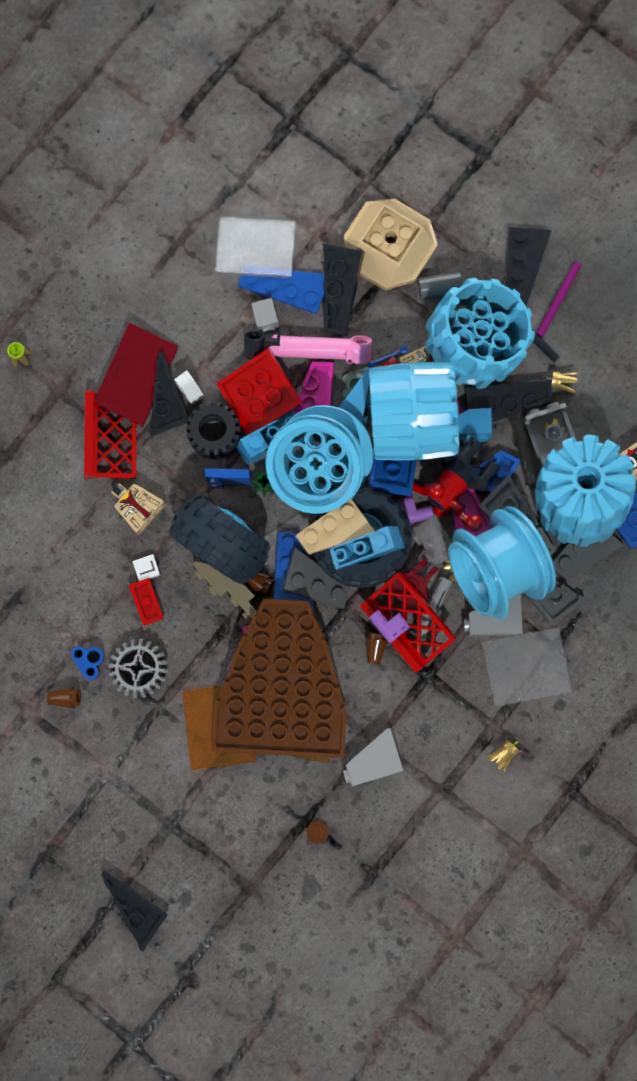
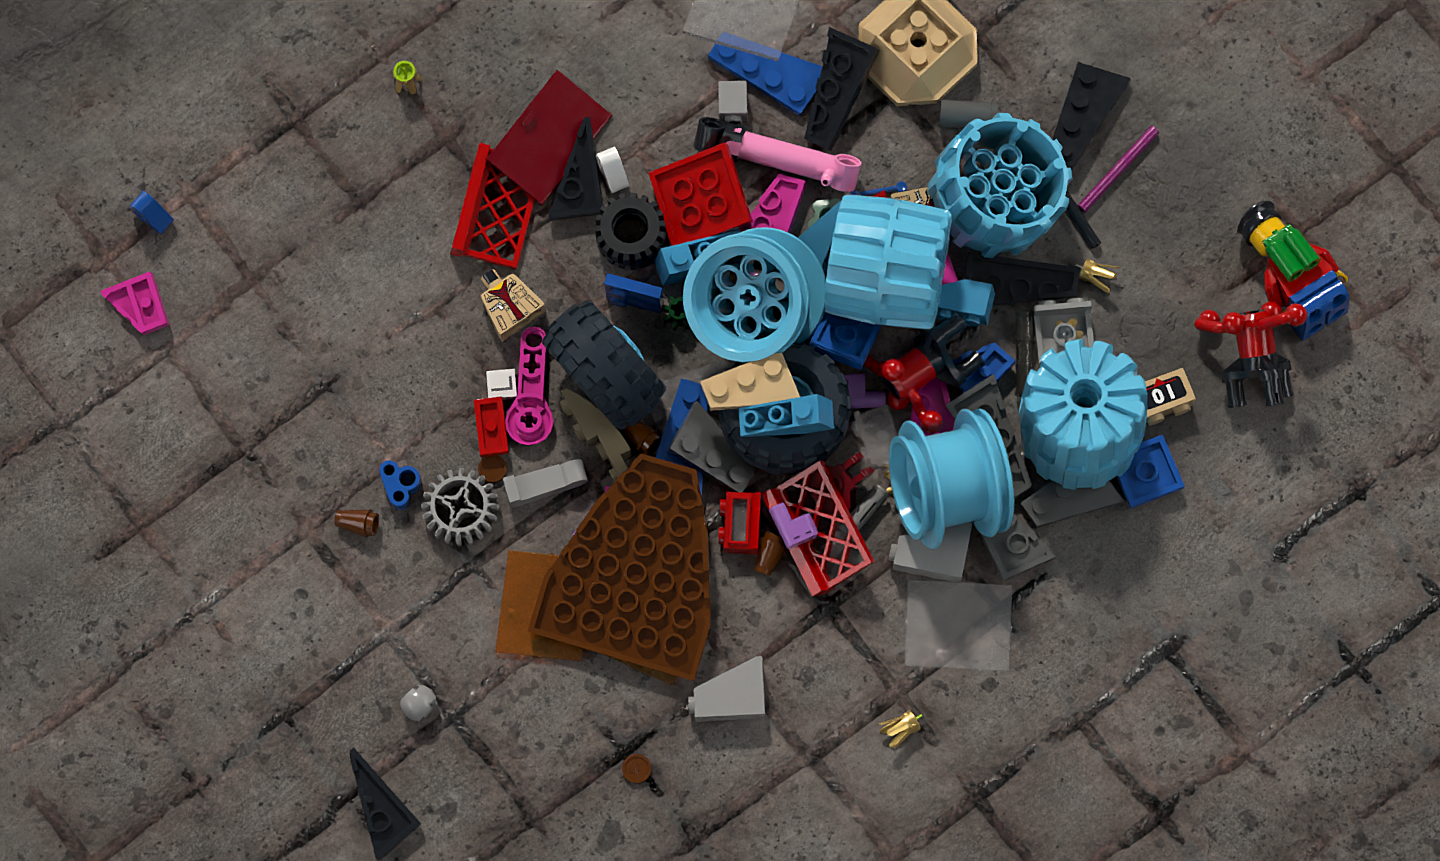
camera: 15 degrees right, 5 degrees down
(143, 824) = (418, 702): none -> light grey piece
(155, 633) = (492, 468): none -> reddish brown piece
(170, 572) = (530, 396): none -> dark pink beam
(196, 634) = (544, 482): none -> light grey leg
(349, 629) = (741, 522): none -> red window

